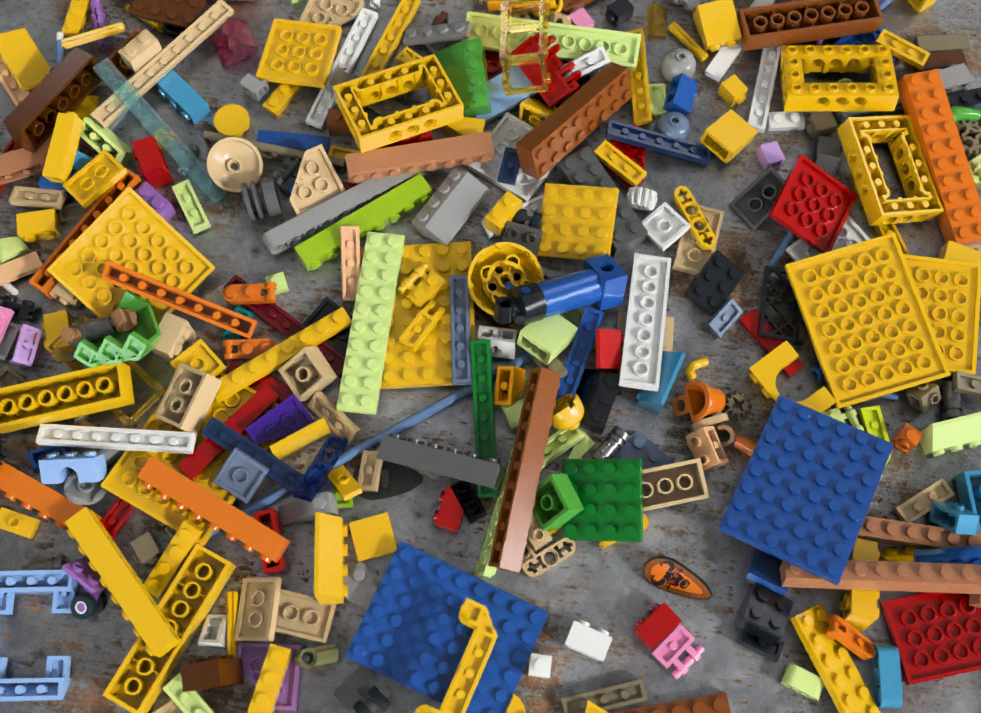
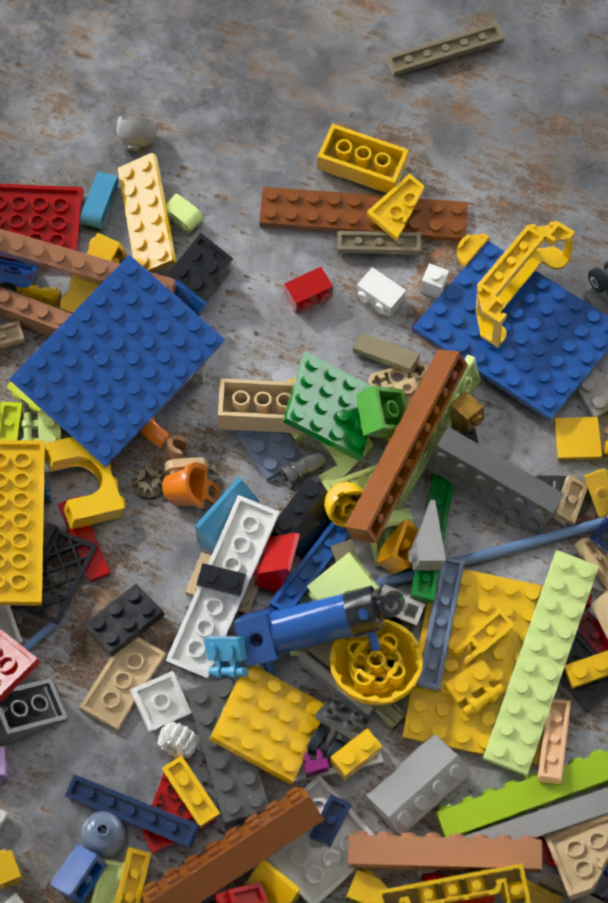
camera: 165 degrees left, 5 degrees down
(450, 514) = (495, 435): red slope -> none
(478, 522) = (466, 412): none -> pearl gold slope
(487, 384) = (427, 548): none -> light grey slope
(531, 199) = (315, 767): none -> magenta tile
(566, 576) = (386, 353): none -> dark tan tile
(625, 259) = (226, 649): none -> dark azure plate
(649, 319) = (221, 579): none -> black plate
(673, 647) = (295, 268): bright pink plate -> none
(675, 578) = (275, 325): shield -> none
(690, 373) = (182, 531): yellow arm -> none
(693, 218) = (120, 702): yellow beam -> none
(707, 446) = (201, 436): light nougat brick -> none
(724, 318) = (128, 576): sand blue plate -> none
(728, 136) = (37, 801): yellow brick -> none
(850, 637) = (123, 233): orange plate -> none

